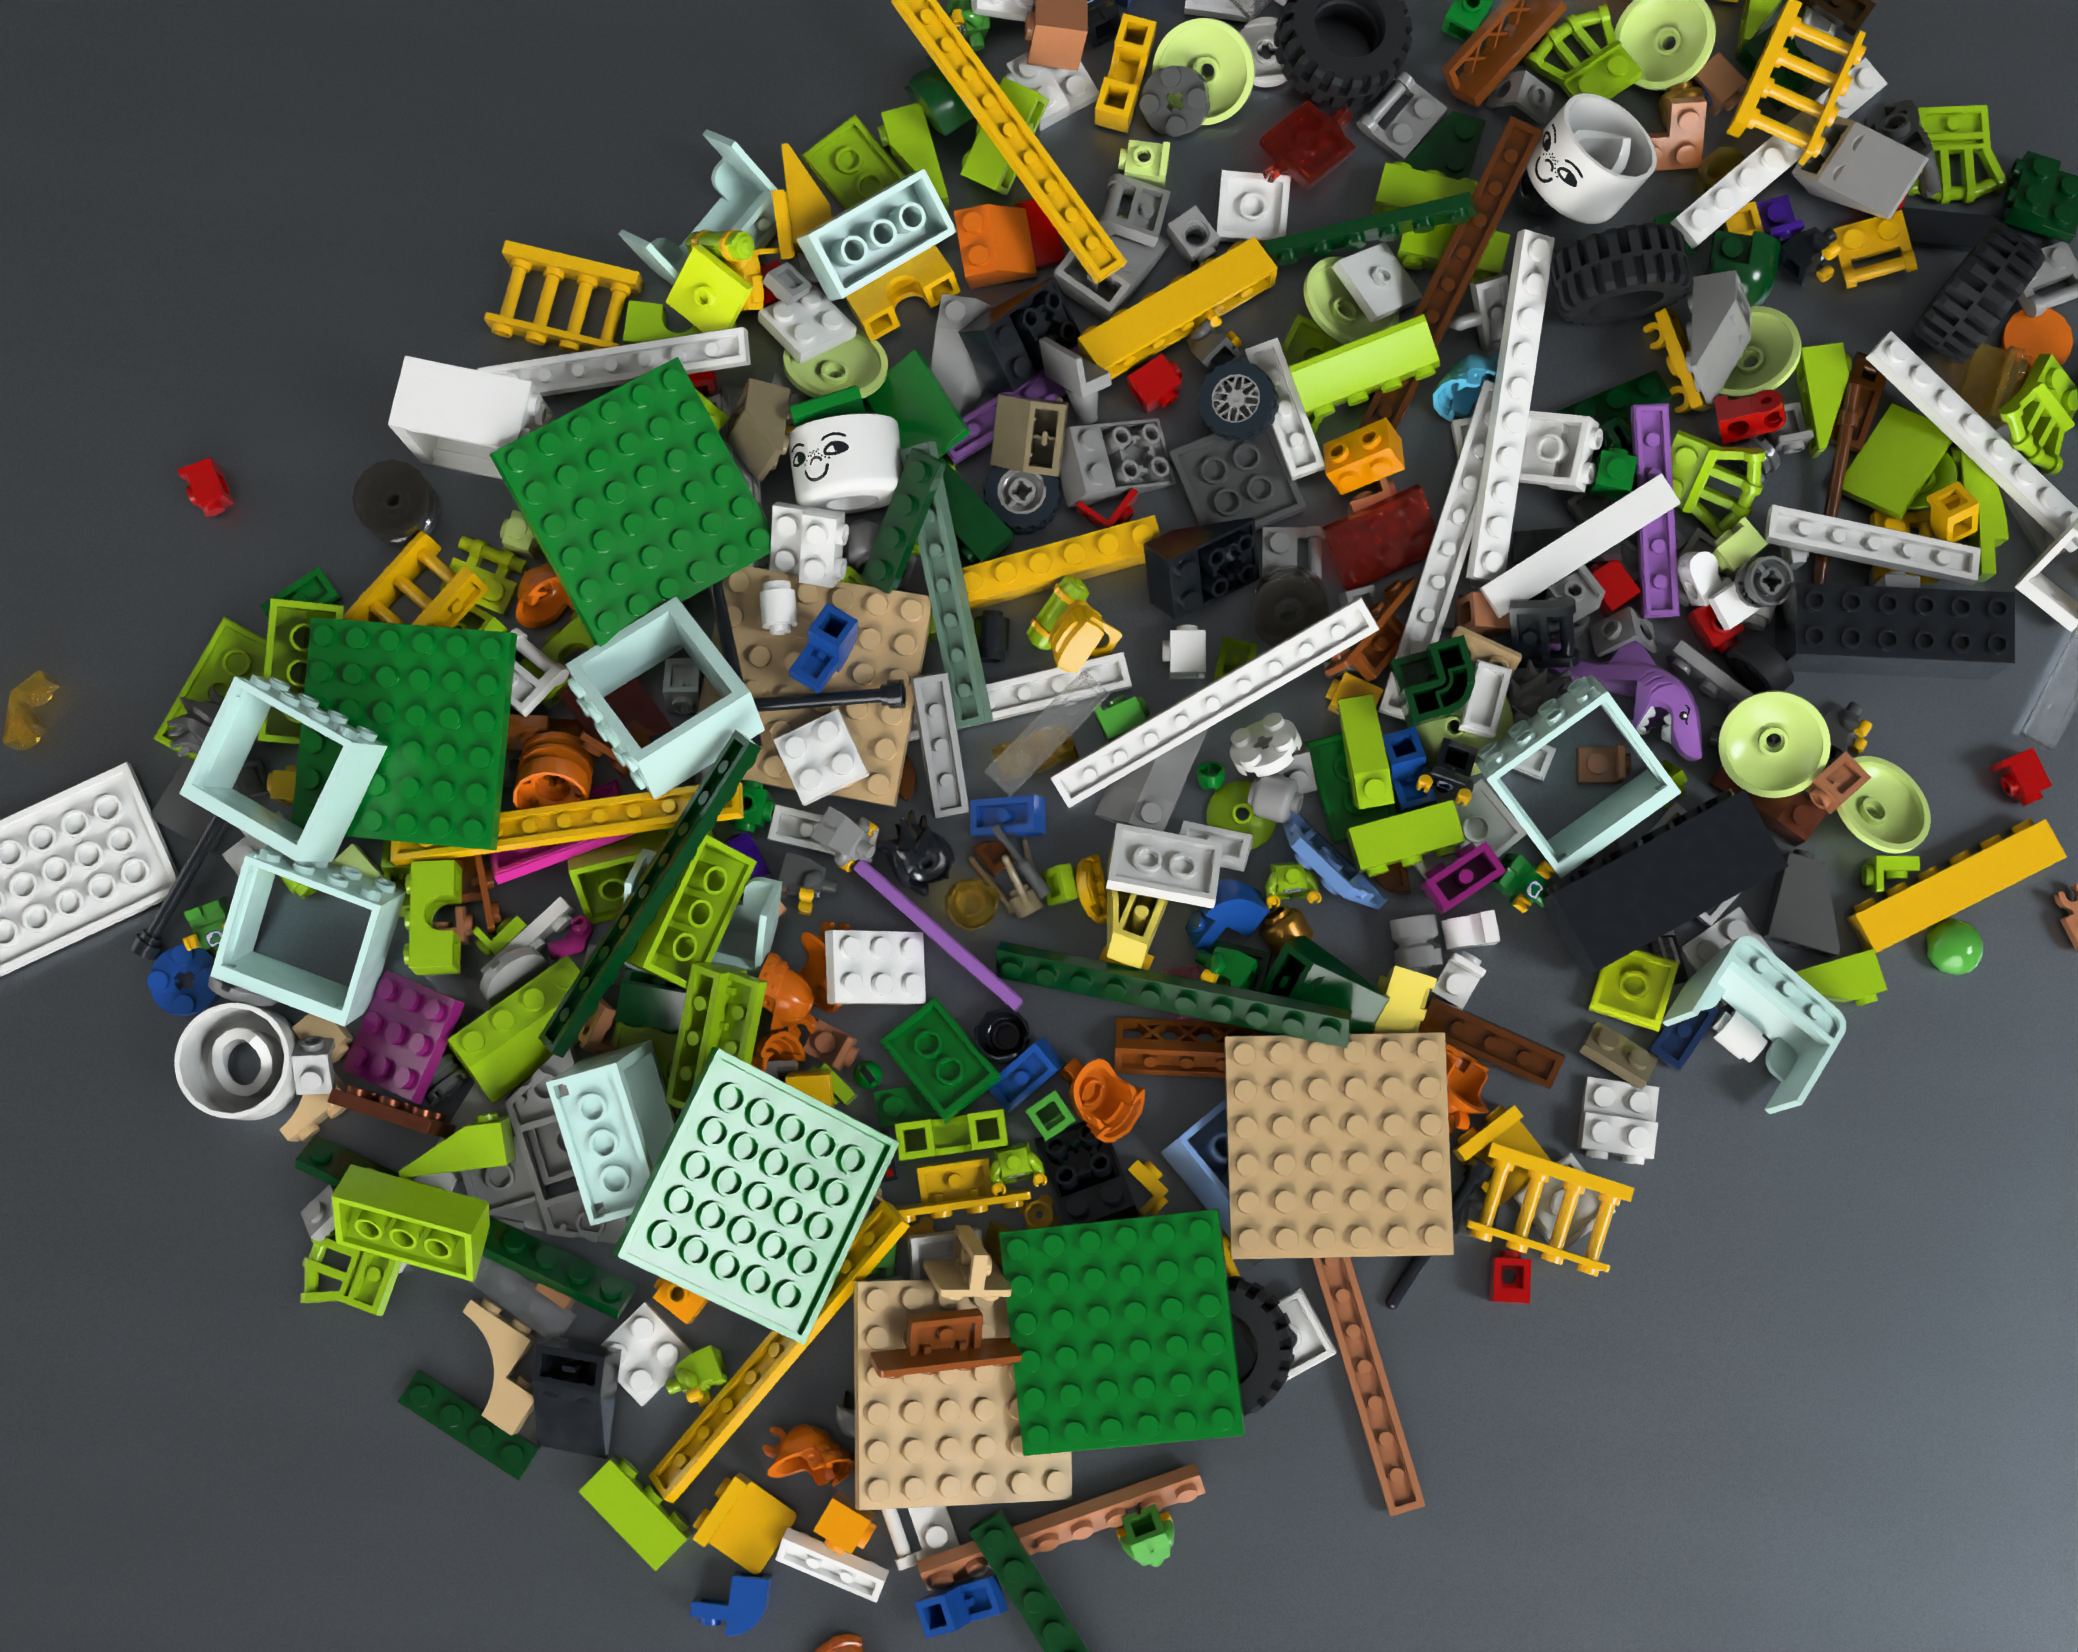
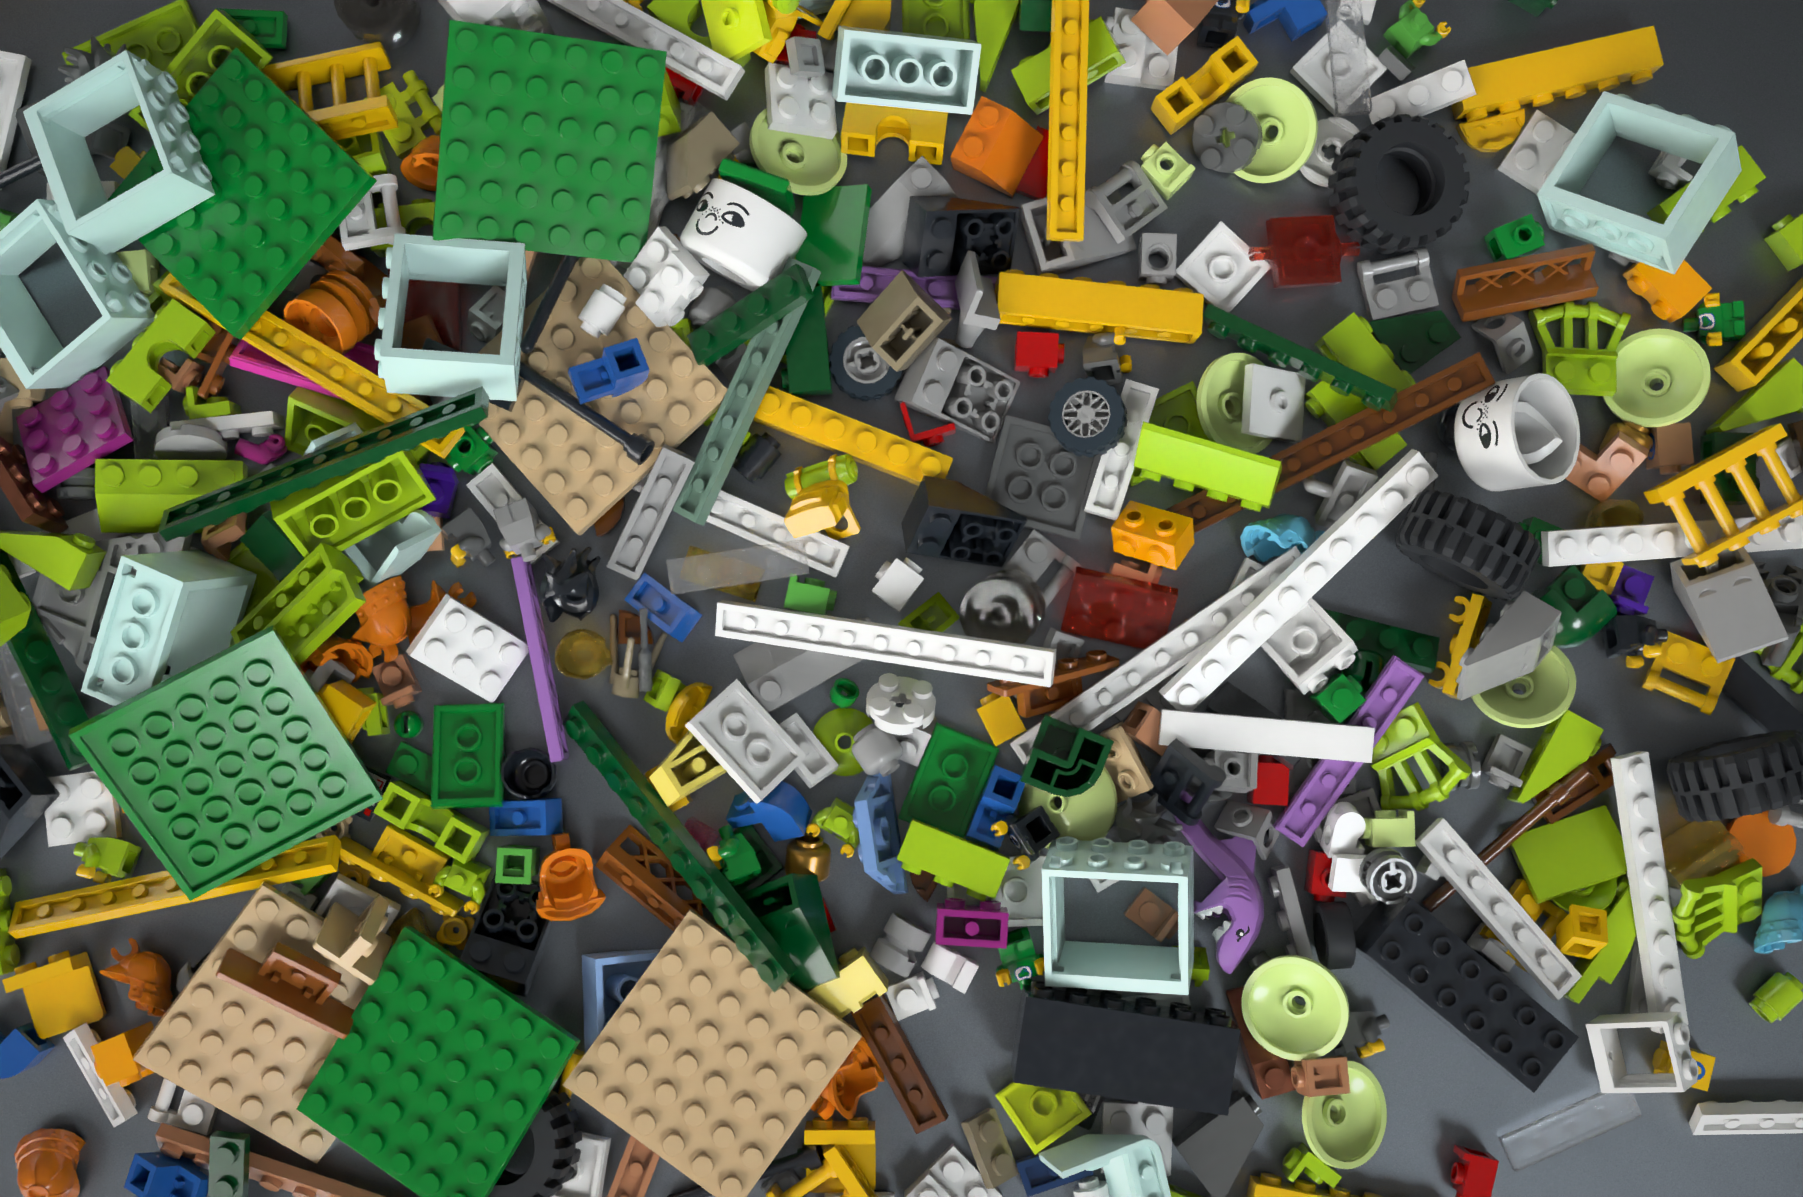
camera: 35 degrees right, 5 degrees up
(821, 757) = (548, 454): white plate -> none
(1149, 1178) = (557, 968): yellow bracket -> none
(1365, 752) = (972, 769): lime slope -> none
(1486, 702) = (1096, 803): white tile -> none
(1749, 415) = (1482, 733): red leg -> none

